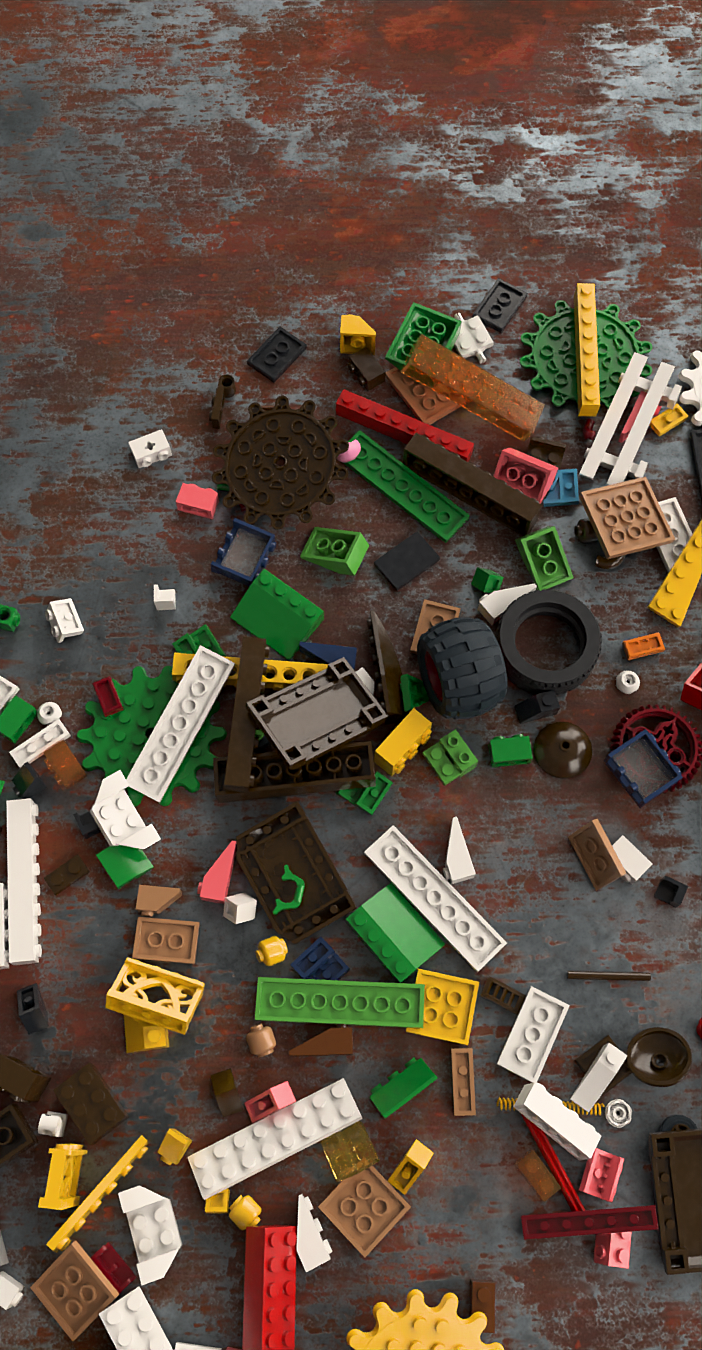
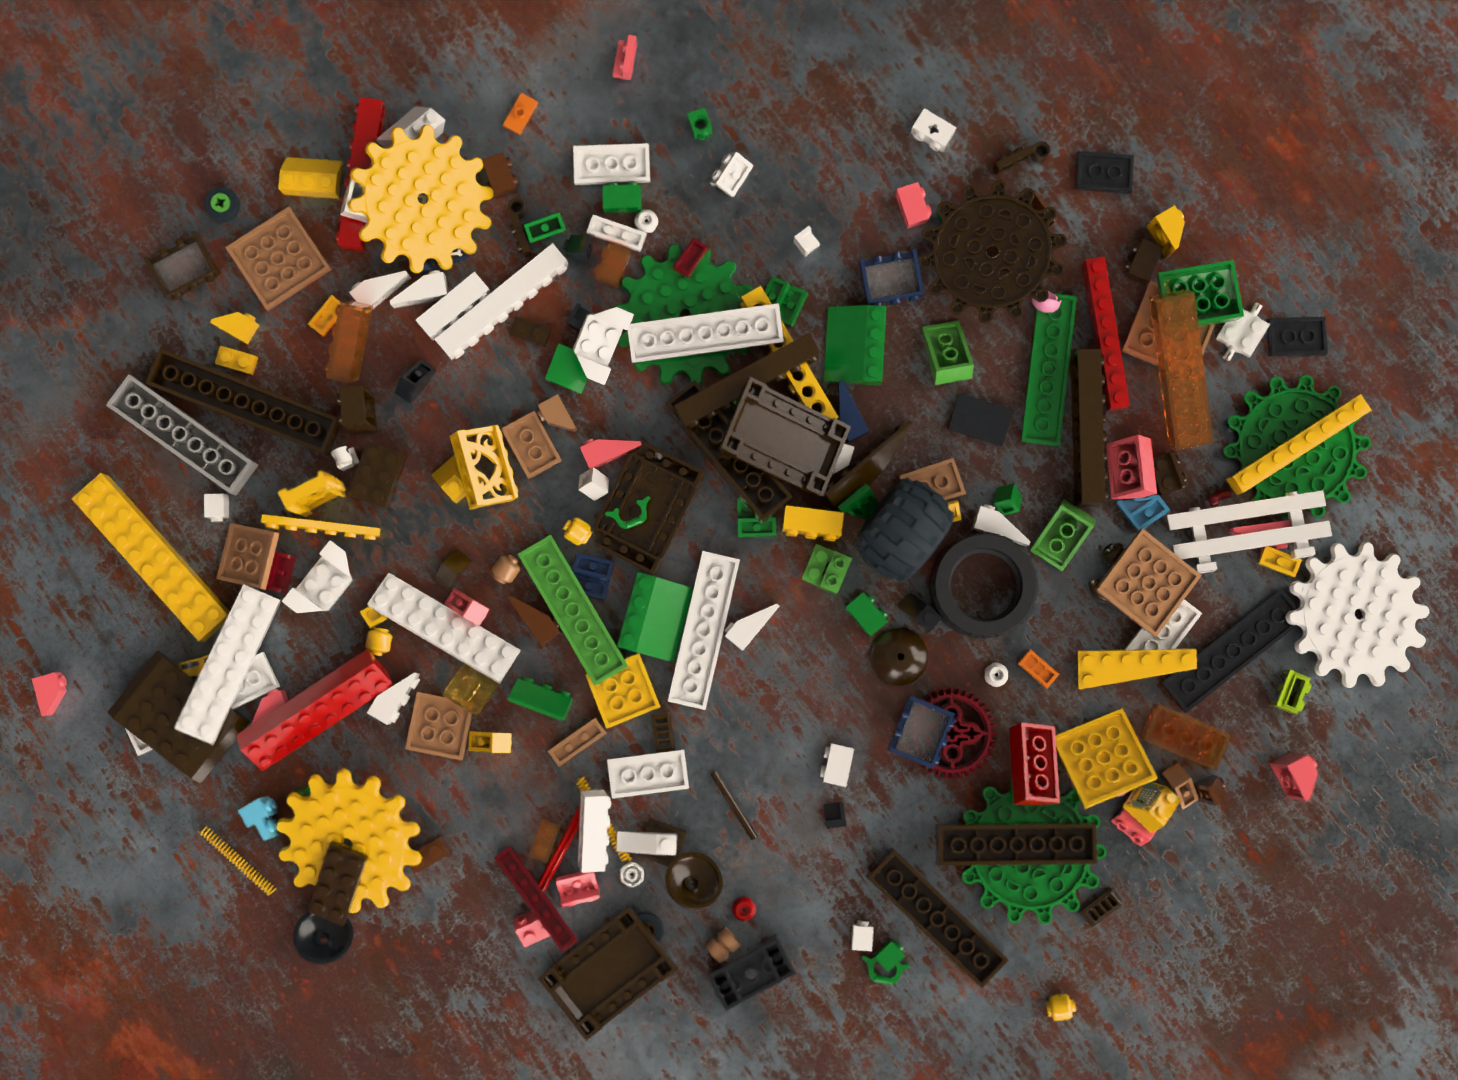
camera: 55 degrees right, 15 degrees up
(173, 1146) = (388, 557): yellow slope -> none
(597, 854) = (823, 737): medium nougat plate -> none

